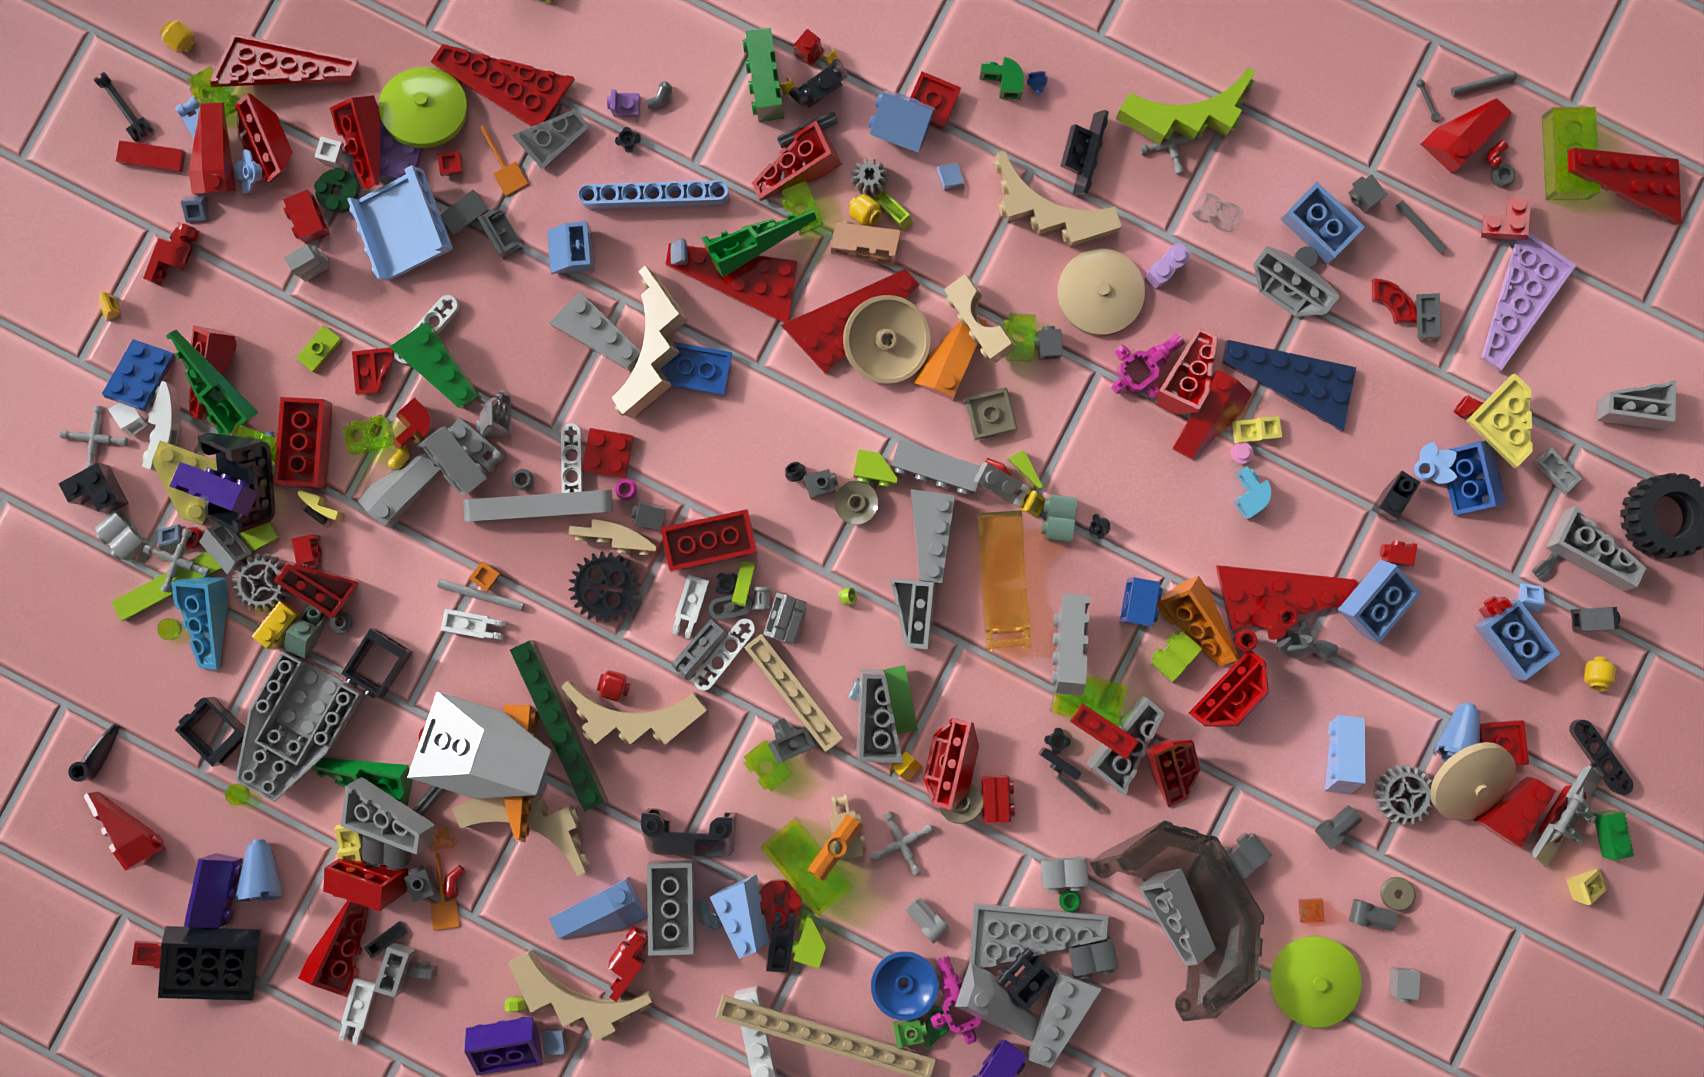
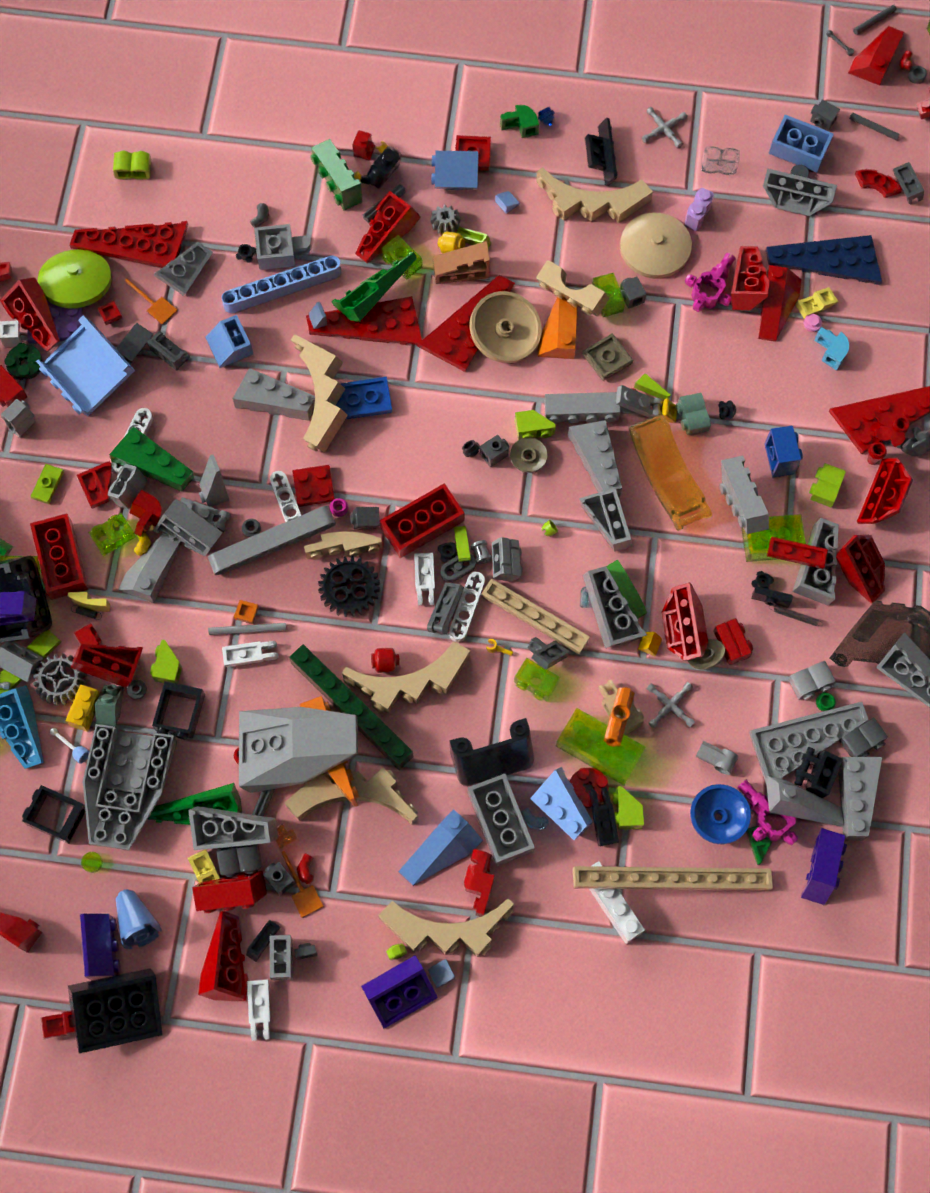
camera: 25 degrees left, 15 degrees down
(259, 672) = (80, 753): none -> light blue hinge
(381, 607) = (166, 666): none -> lime slope
(401, 386) = (127, 486): none -> light grey brick
(624, 104) = (233, 229): medium lavender bracket -> none
(665, 146) = (277, 246): none -> light grey brick
(742, 714) = (497, 648): none -> yellow hand
(901, 1028) = (736, 860): bright green brick -> none
(1160, 120) = (651, 111): lime arch -> none
(1196, 614) = (826, 445): orange wedge -> none

